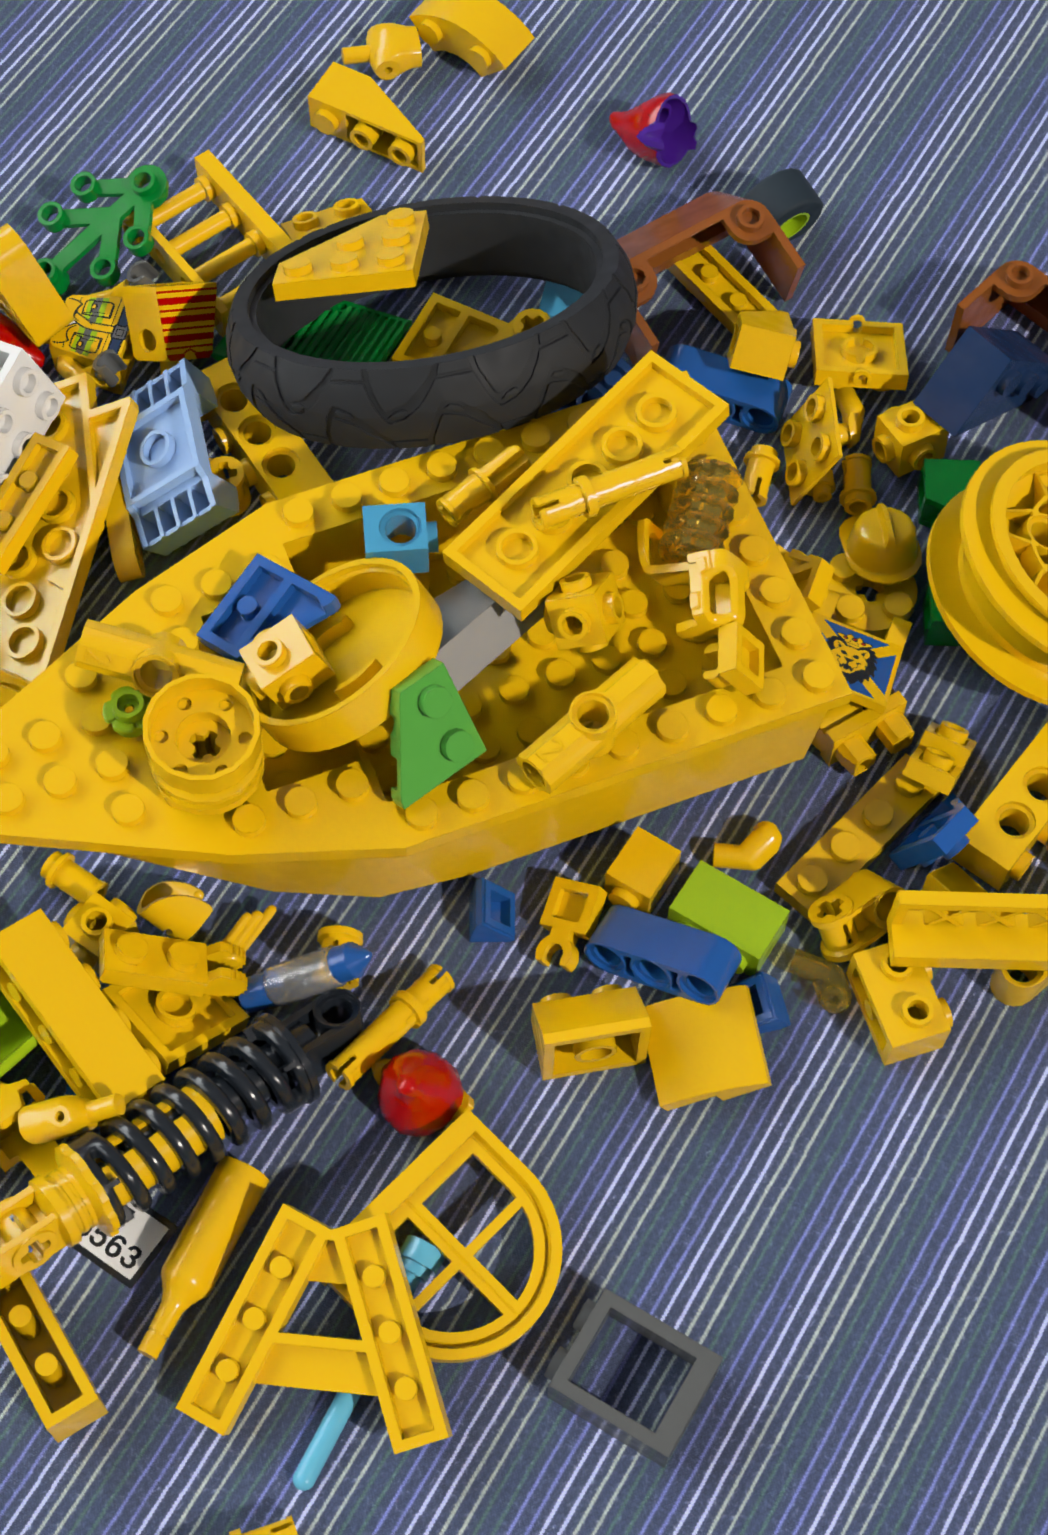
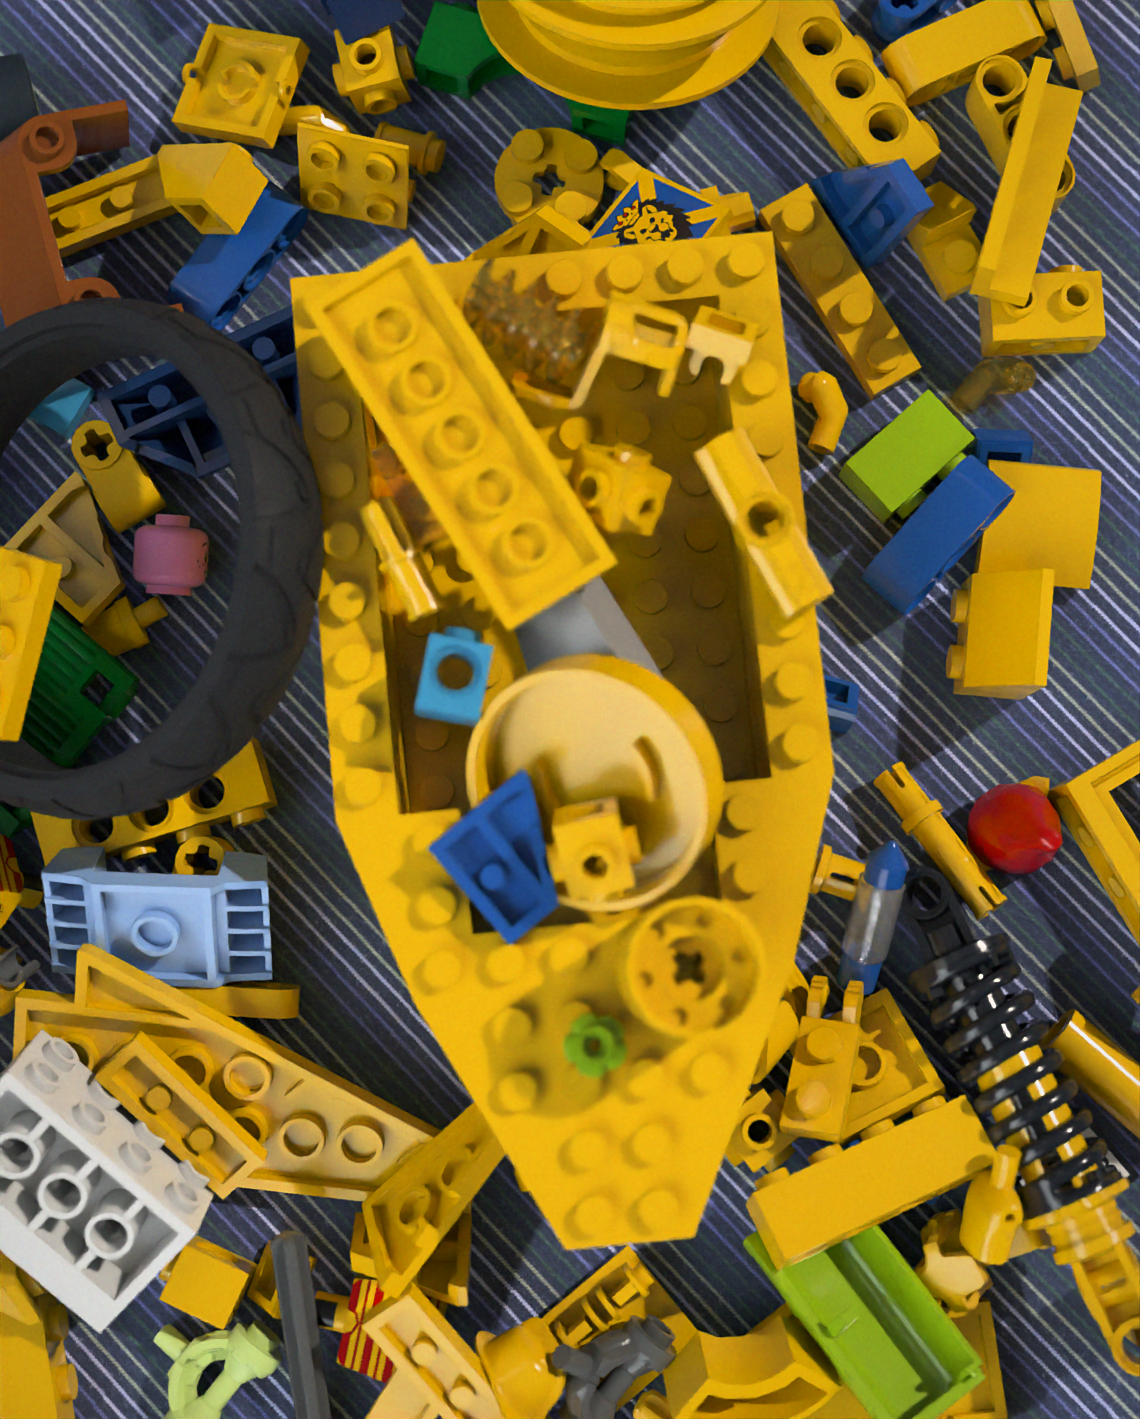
camera: 70 degrees left, 20 degrees up
(128, 657) = (556, 997): yellow piece -> none
(430, 732) = (736, 707): bright green wing -> none
(569, 914) = (858, 616): yellow plate -> none
(590, 494) = (500, 437): yellow pin -> none
(642, 871) = (836, 530): yellow brick -> none
(761, 464) = (356, 246): yellow pin -> none
(853, 912) = (934, 312): yellow piece -> none
(881, 545) = (501, 148): yellow piece -> none
(940, 756) = (780, 177): yellow slope -> none

